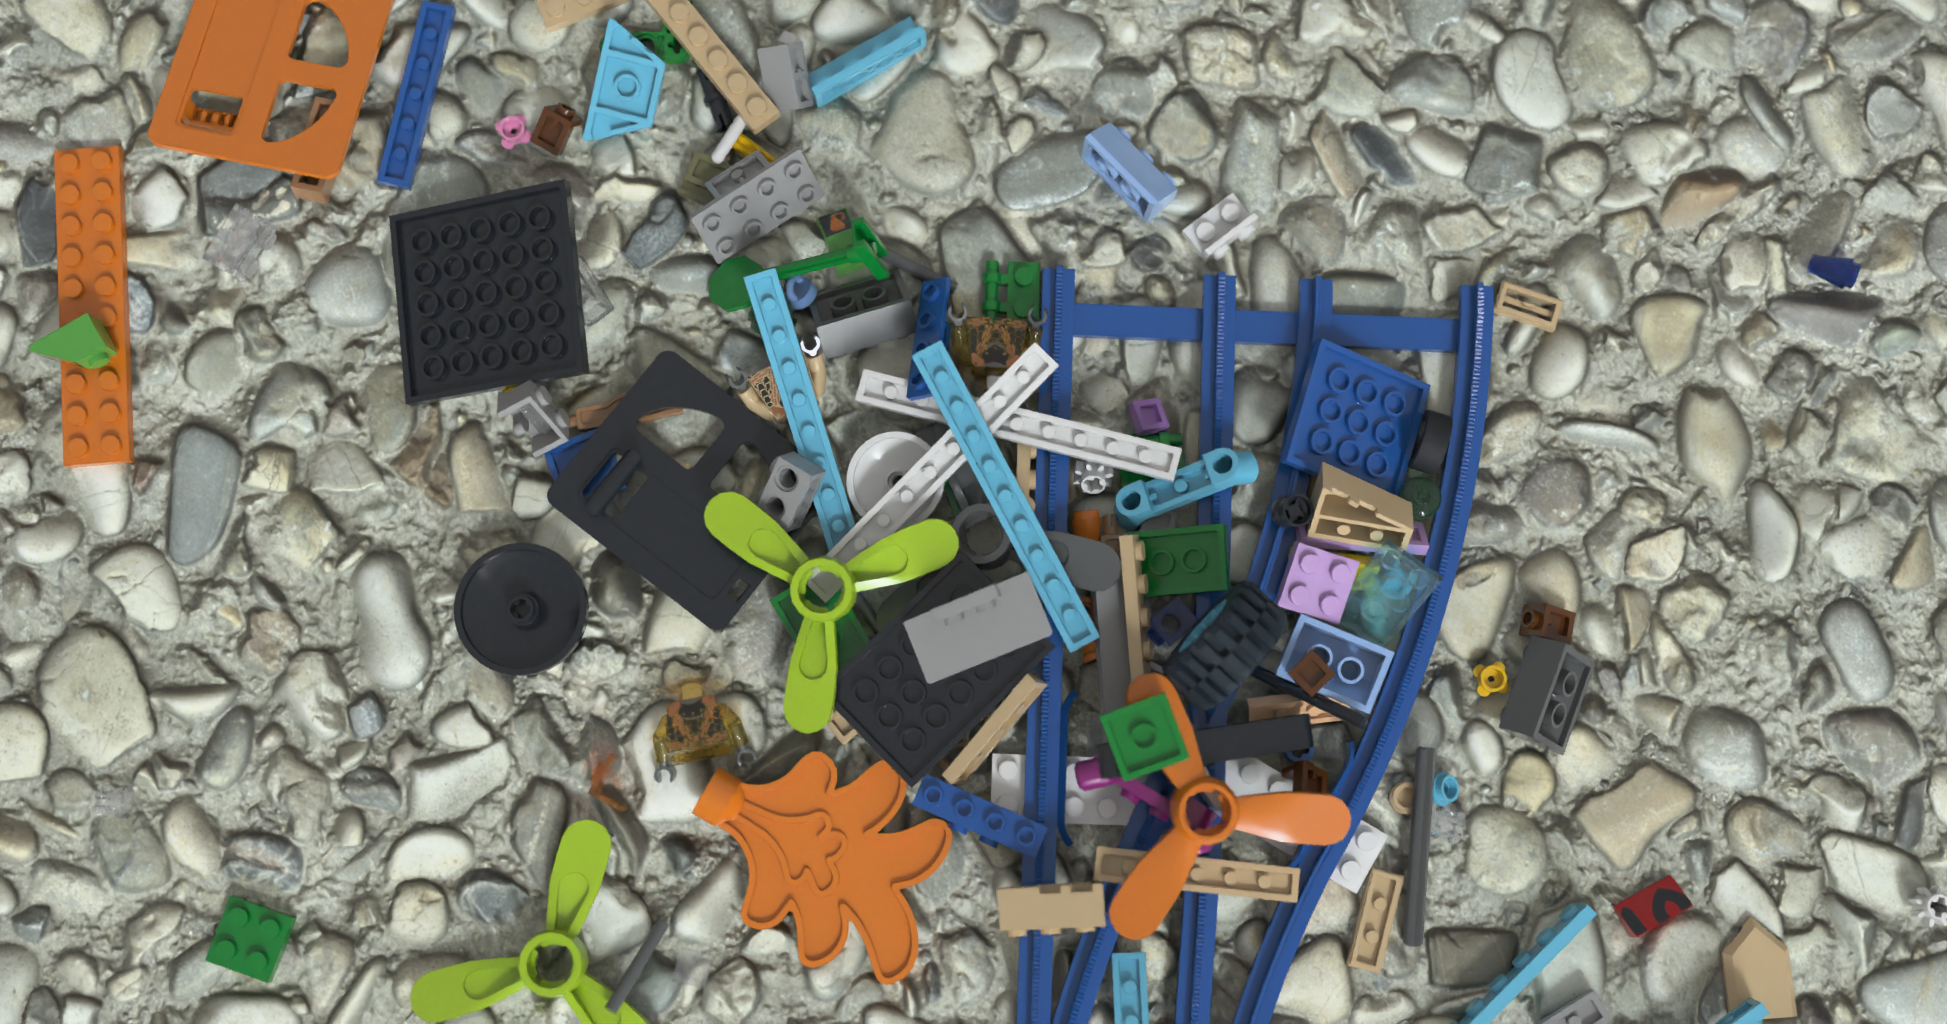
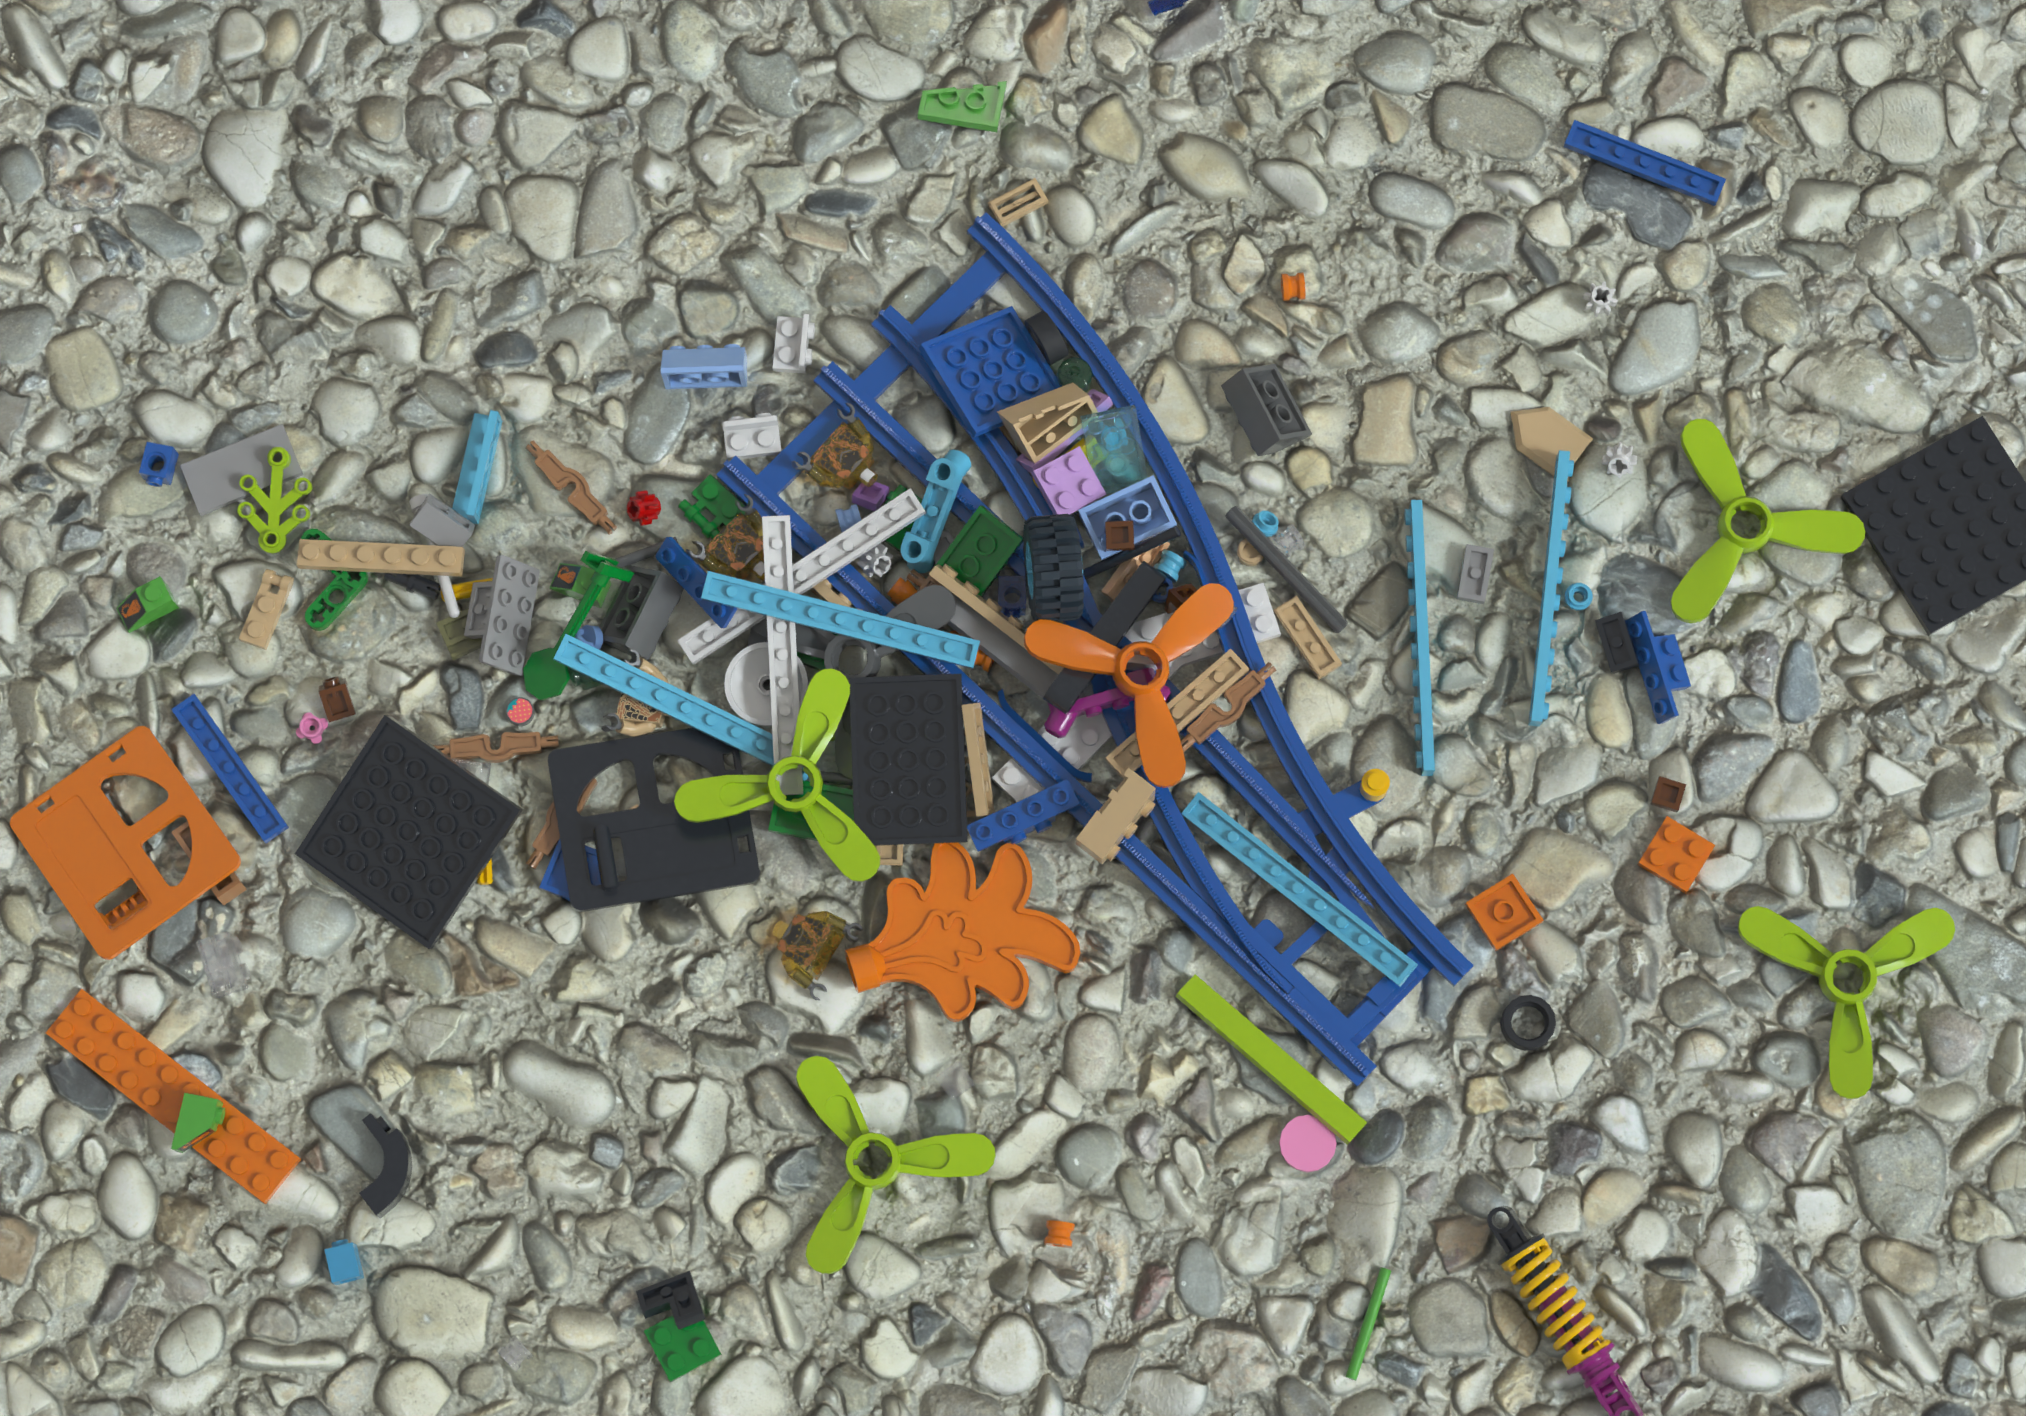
camera: 40 degrees left, 5 degrees down
(68, 581) = (344, 1262): none -> dark azure brick
(192, 549) = (397, 1169): none -> black arch
(285, 899) = (675, 1294): none -> black plate
(521, 609) = (631, 987): black dish -> none
(536, 415) = (517, 870): light grey window -> none
(599, 777) = (782, 1034): clear orange bracket -> none
(624, 87) = (351, 631): medium azure wing -> none
(636, 966) = (922, 1110): dark grey bar -> none
(648, 310) = (511, 745): none -> medium nougat piece
(685, 292) = (520, 711): none -> tile
(795, 495) = (720, 751): light grey brick -> none
(921, 139) = (581, 497): none -> medium nougat piece
(957, 233) = (643, 507): none -> red gear
(978, 627) = (905, 709): light grey bracket -> none
(1105, 268) = (752, 436): none -> white bracket
(1109, 417) = (848, 517): none -> light blue wheel
(1144, 736) = (1063, 661): green plate -> none
(1159, 362) = (843, 456): none -> torso
(1261, 912) = (1237, 697): none -> medium nougat piece
(1299, 511) = (1013, 452): black wheel -> none
(1327, 738) = (1170, 564): none -> medium azure wheel
(1497, 671) = (1226, 427): yellow plate -> none
(1547, 622) = (1221, 368): reddish brown bracket -> none
(1569, 184) = (967, 107): none -> bright green wing
(1652, 906) = (1450, 464): slope -> none
(1681, 616) = (1293, 286): none -> orange wheel

